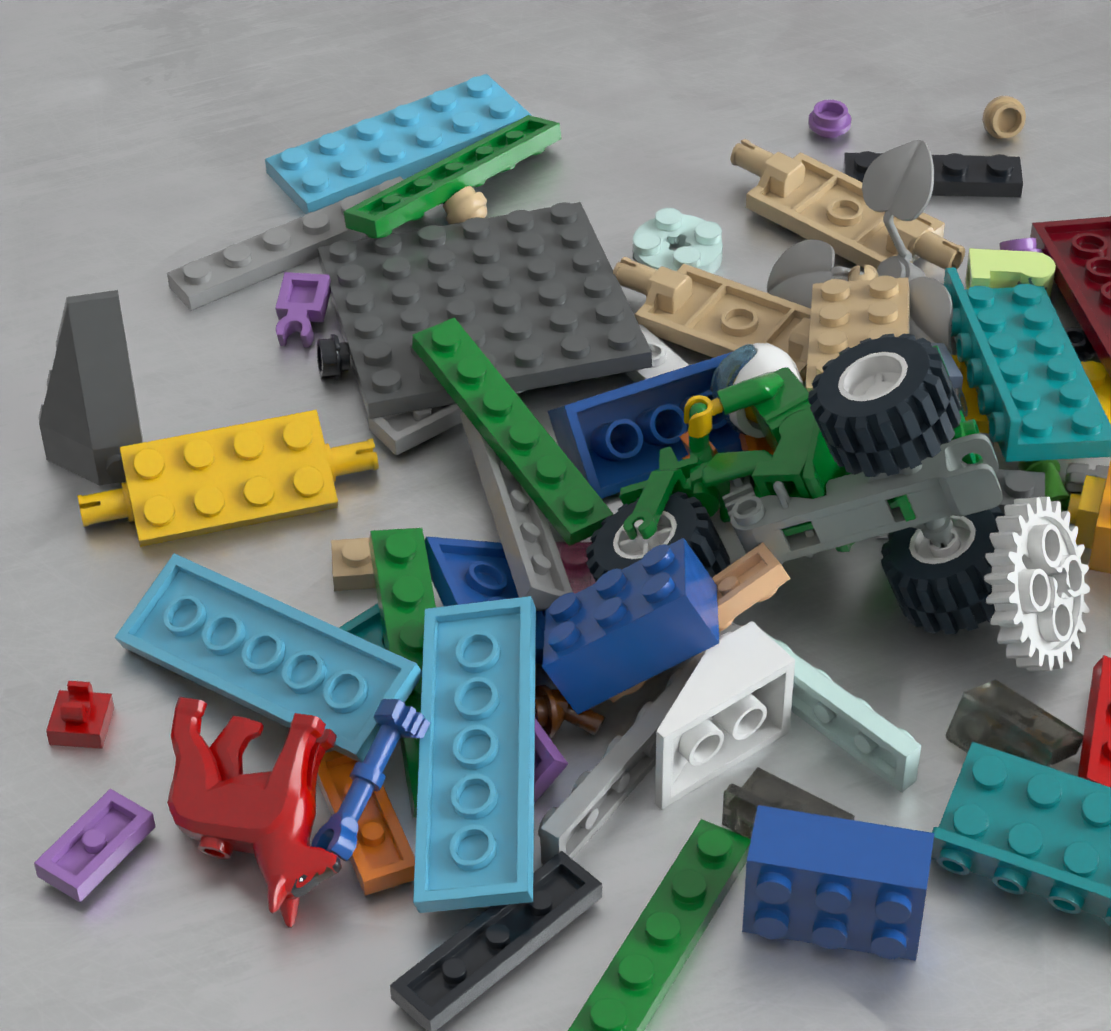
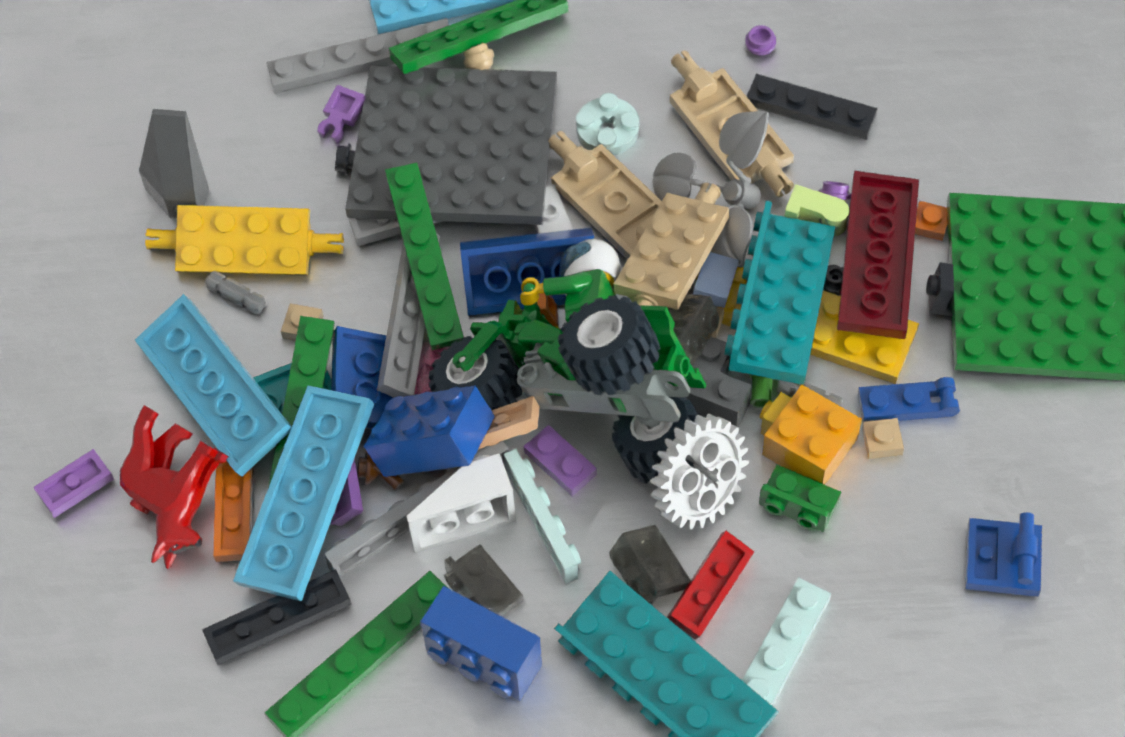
camera: 20 degrees right, 15 degrees up
(80, 717) = (97, 390): red tile -> none
(241, 547) = (235, 292): none -> light grey axle
(395, 721) = (208, 521): blue piece -> none
(820, 639) = (560, 460): none -> medium lavender plate
(1004, 117) = (883, 70): tan plate -> none

